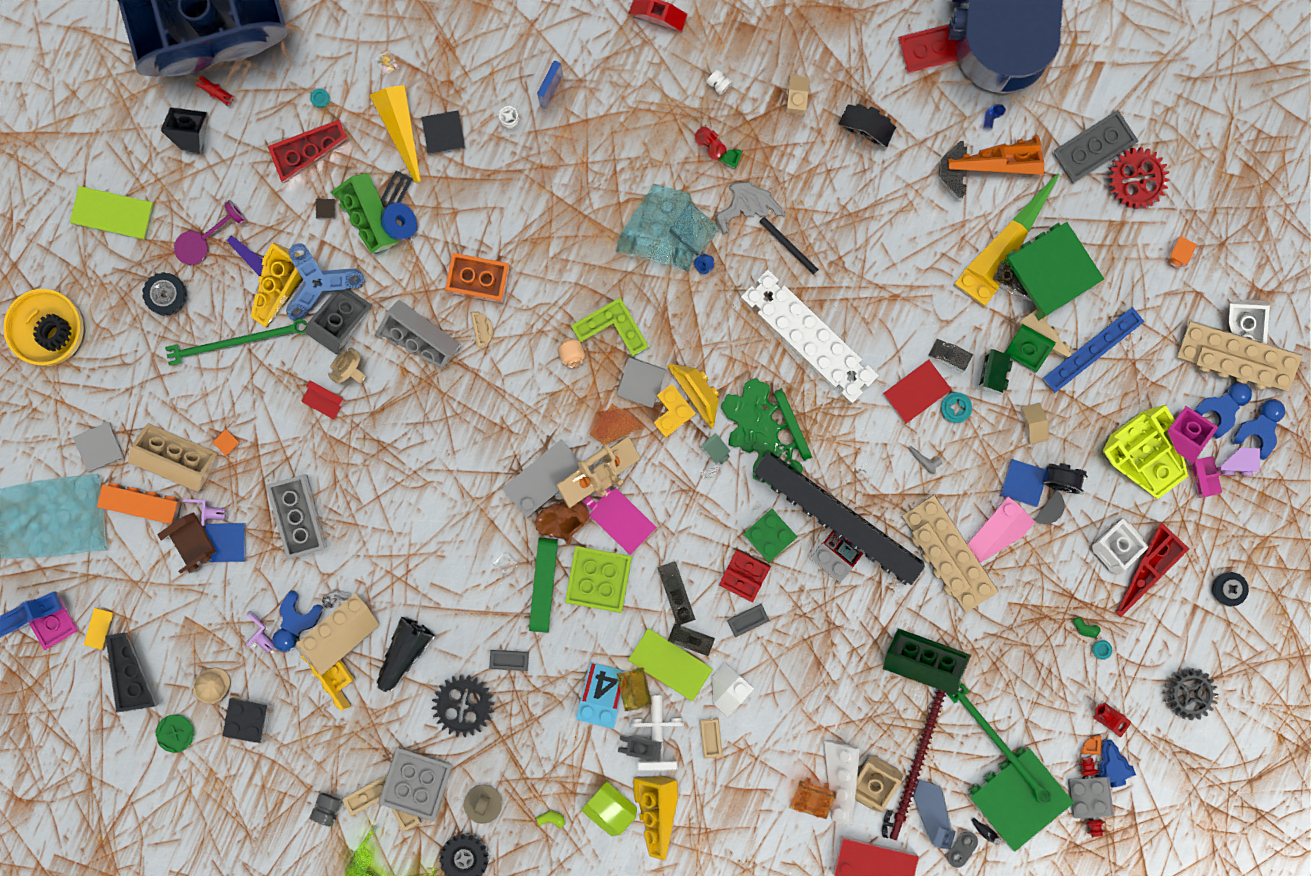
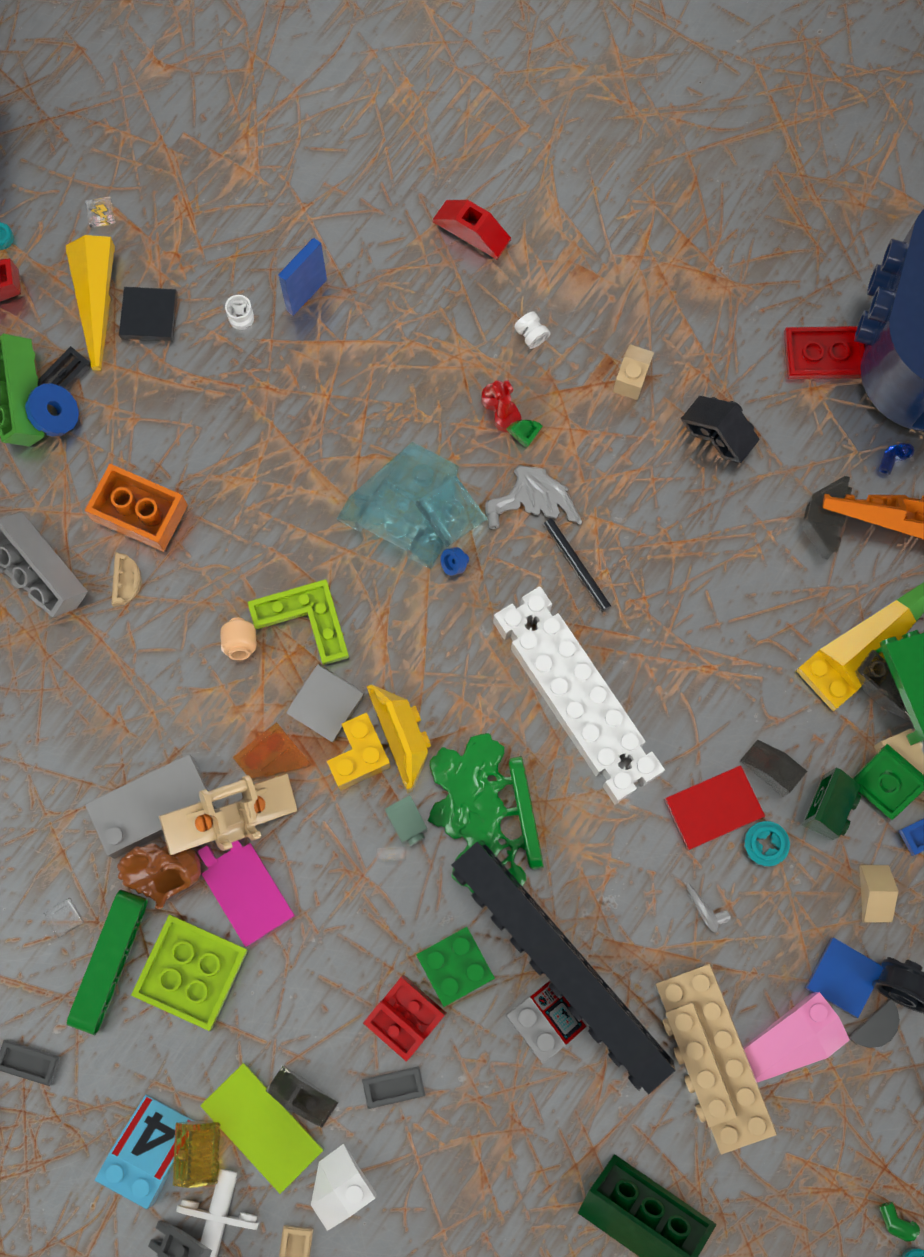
camera: 10 degrees right, 10 degrees down
(676, 593) = (297, 1020): clear smoke slope -> none

